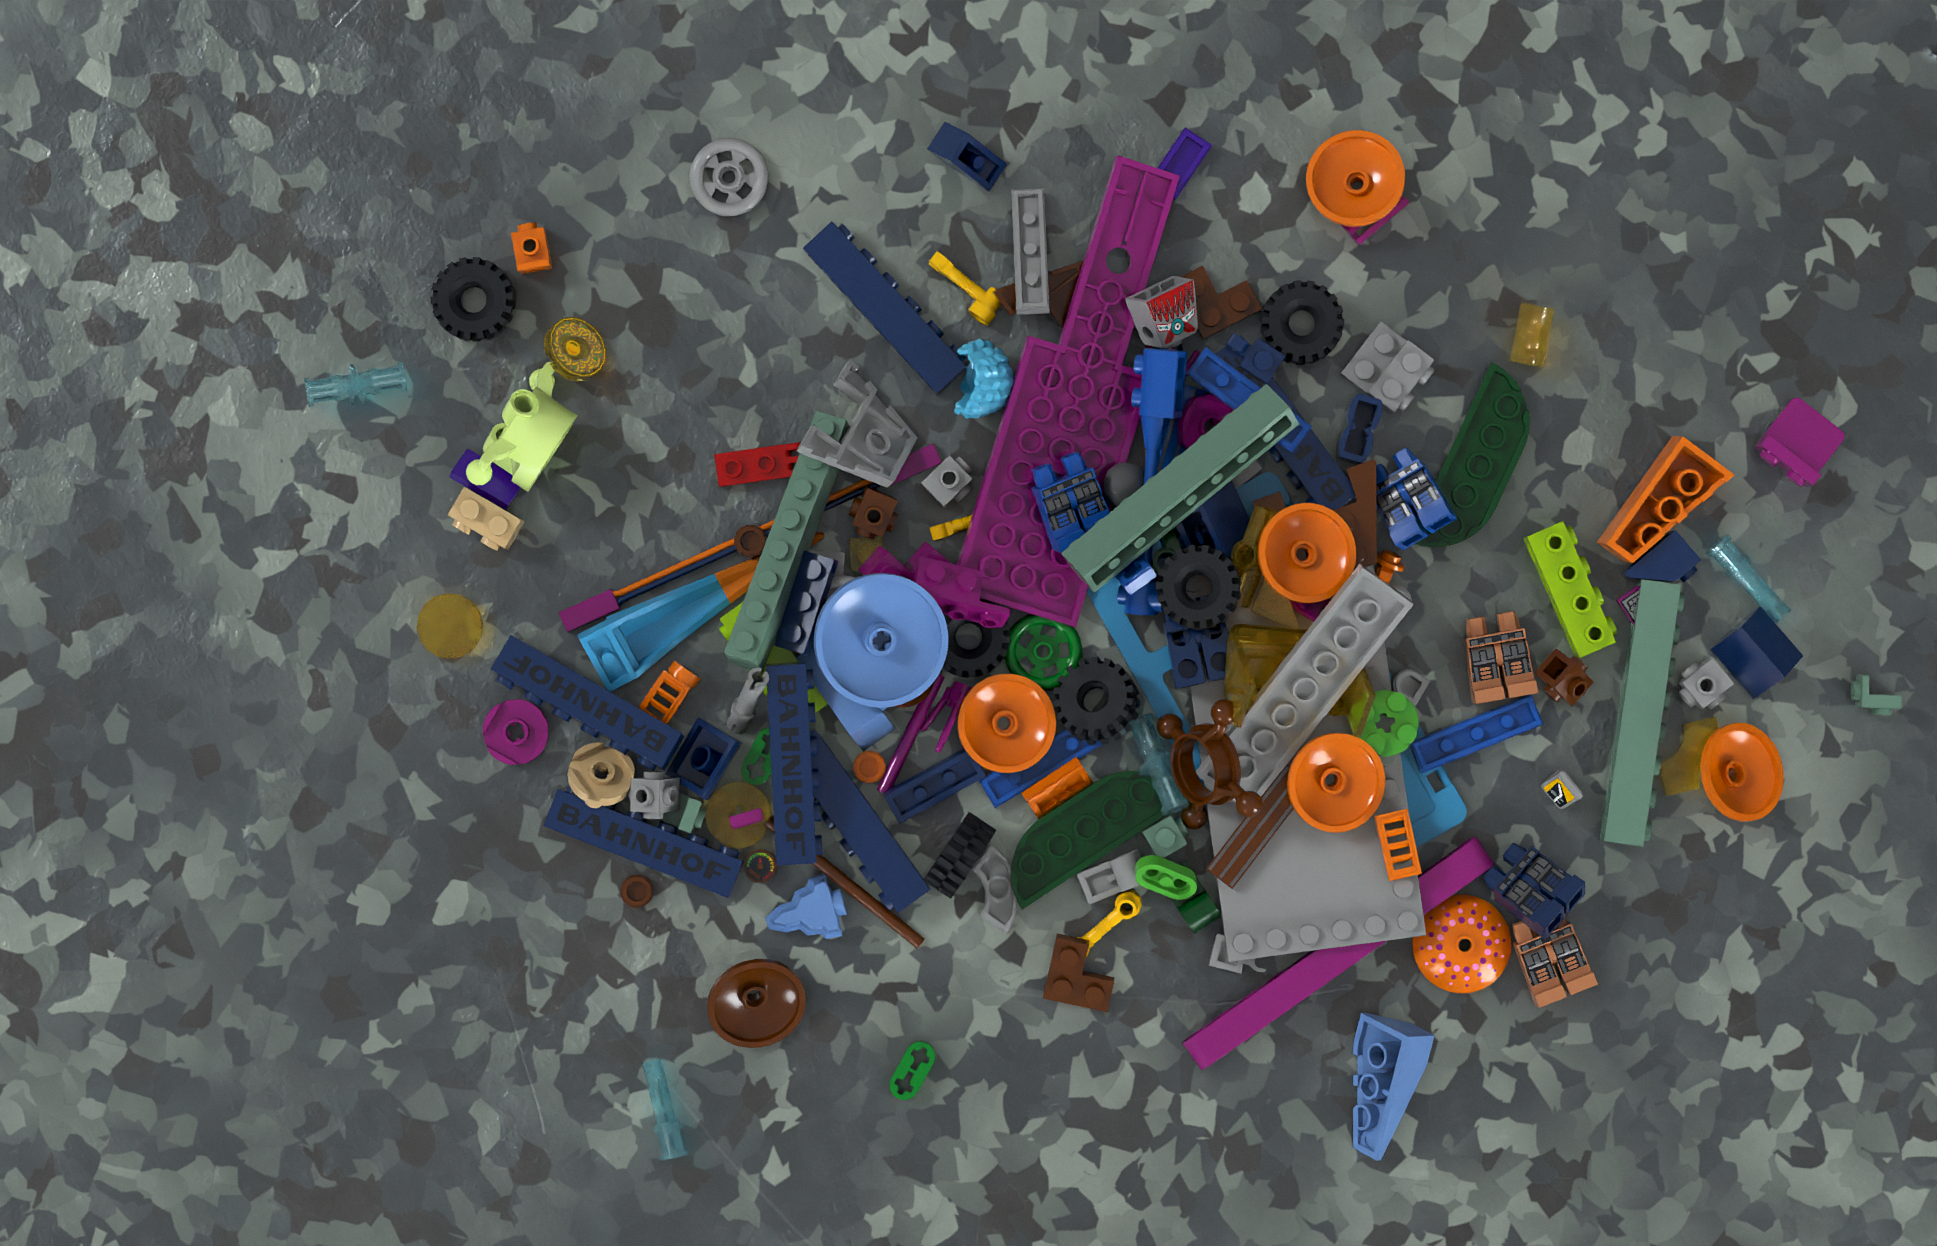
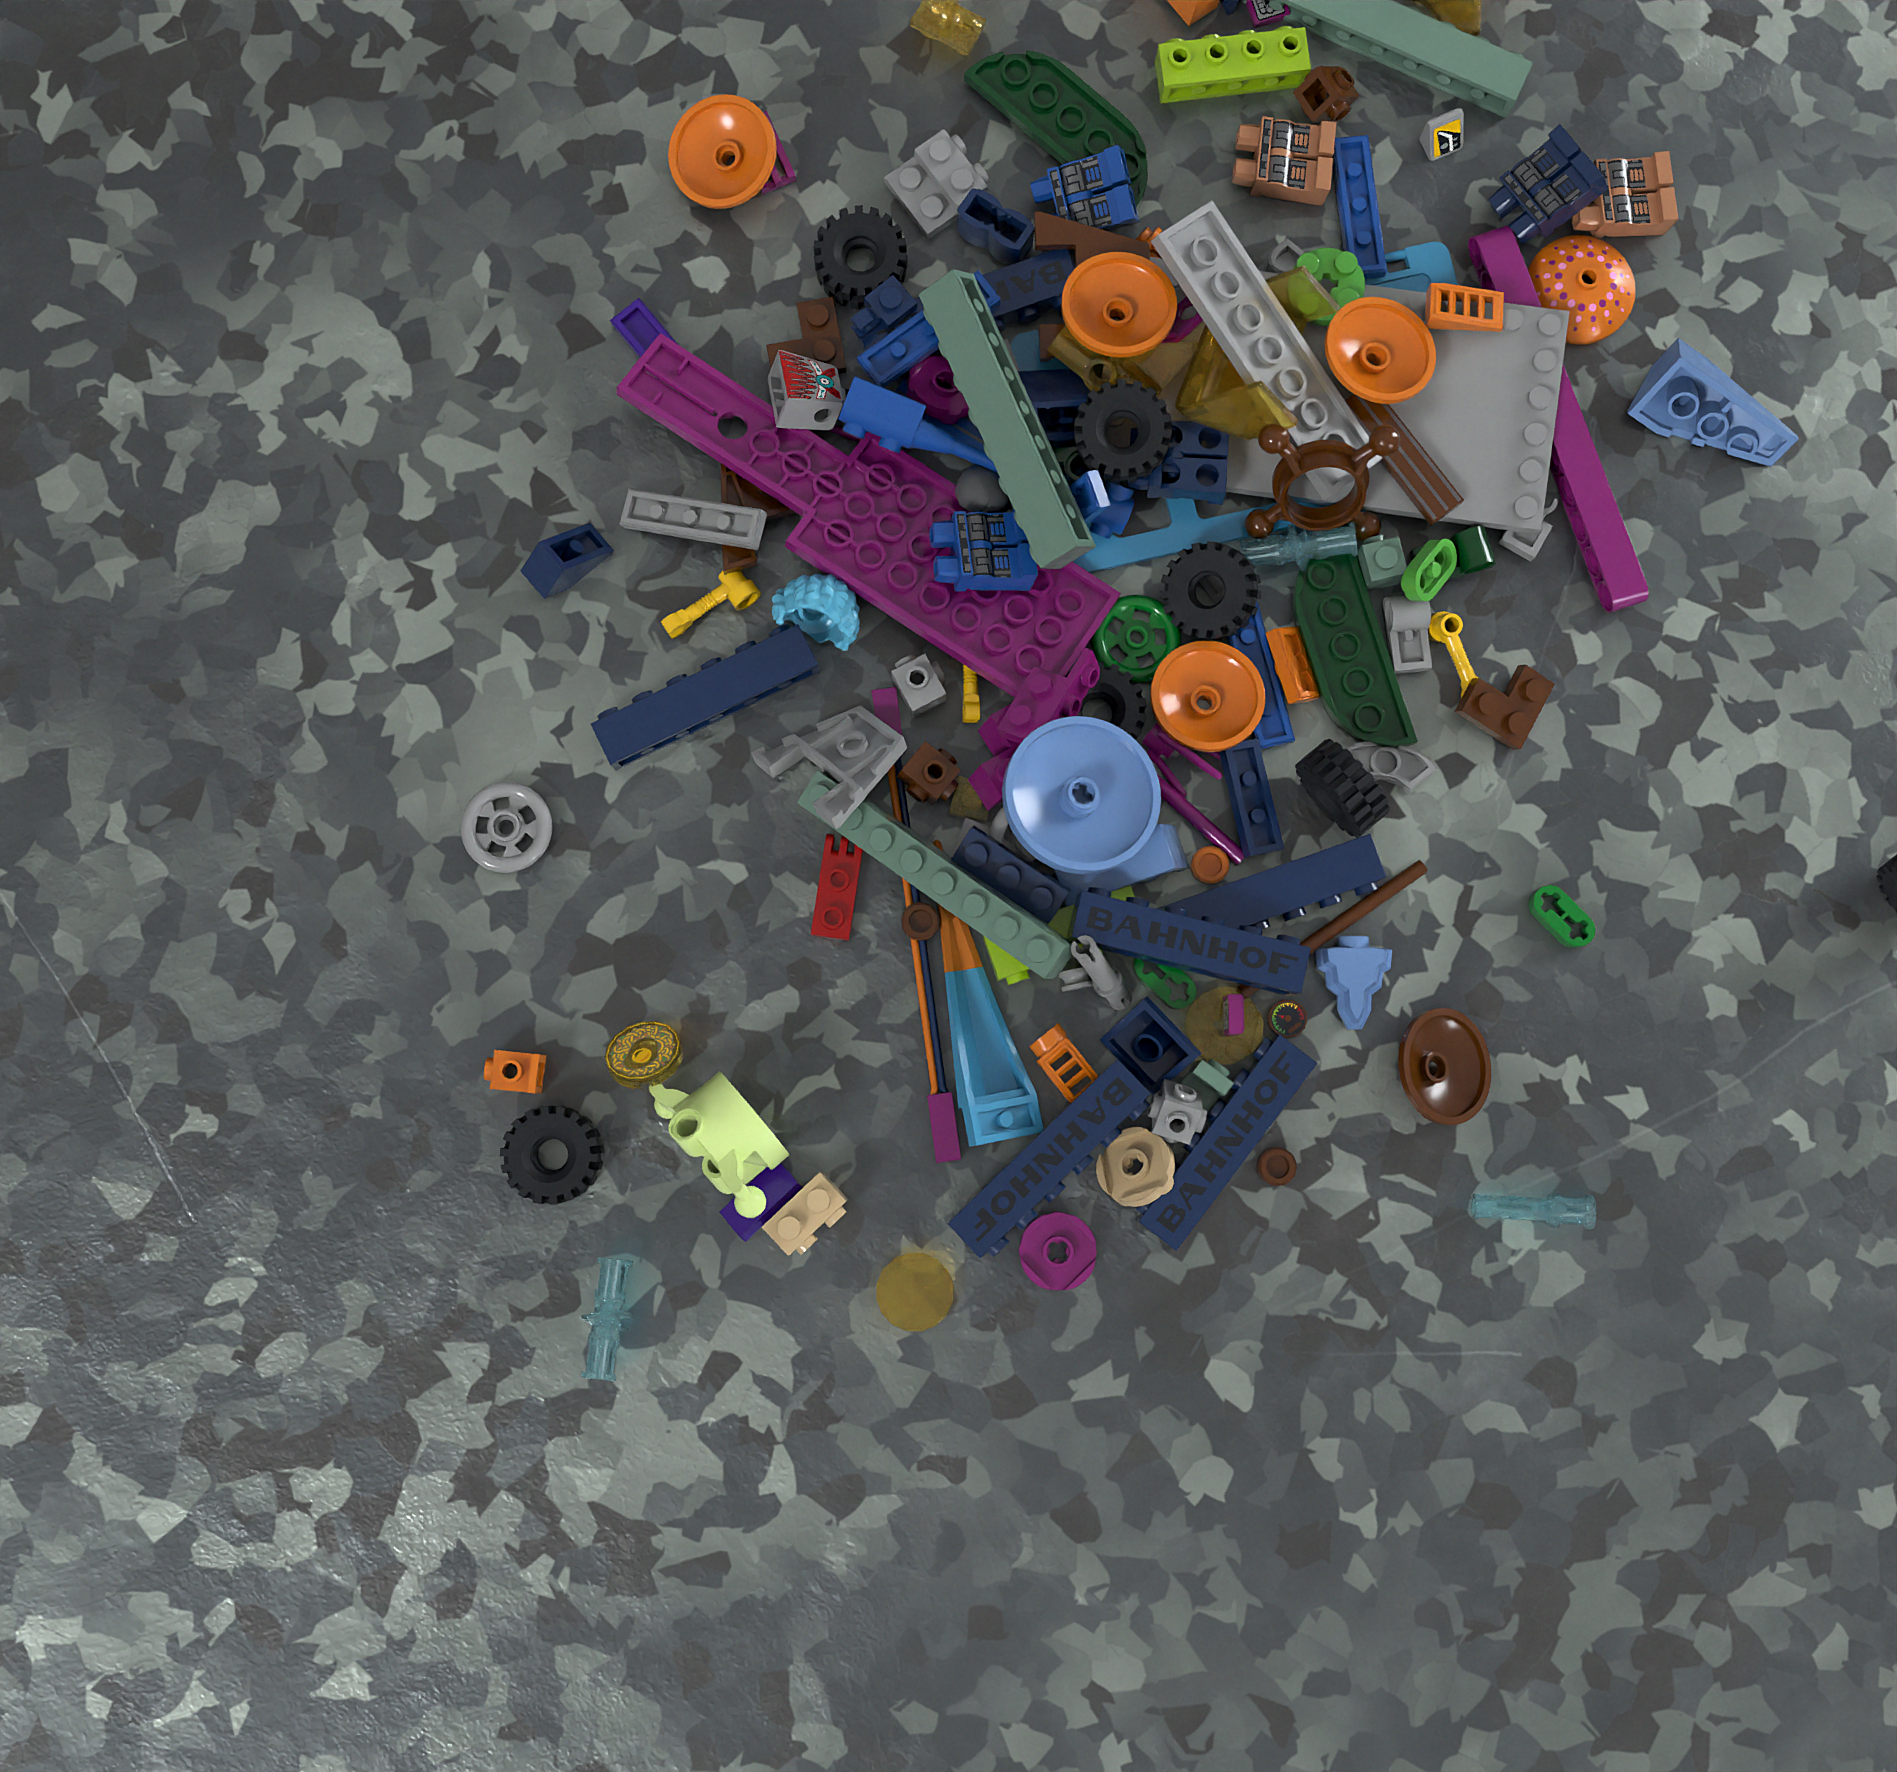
camera: 75 degrees left, 5 degrees down
(738, 680) = (1075, 979): none -> light grey bush

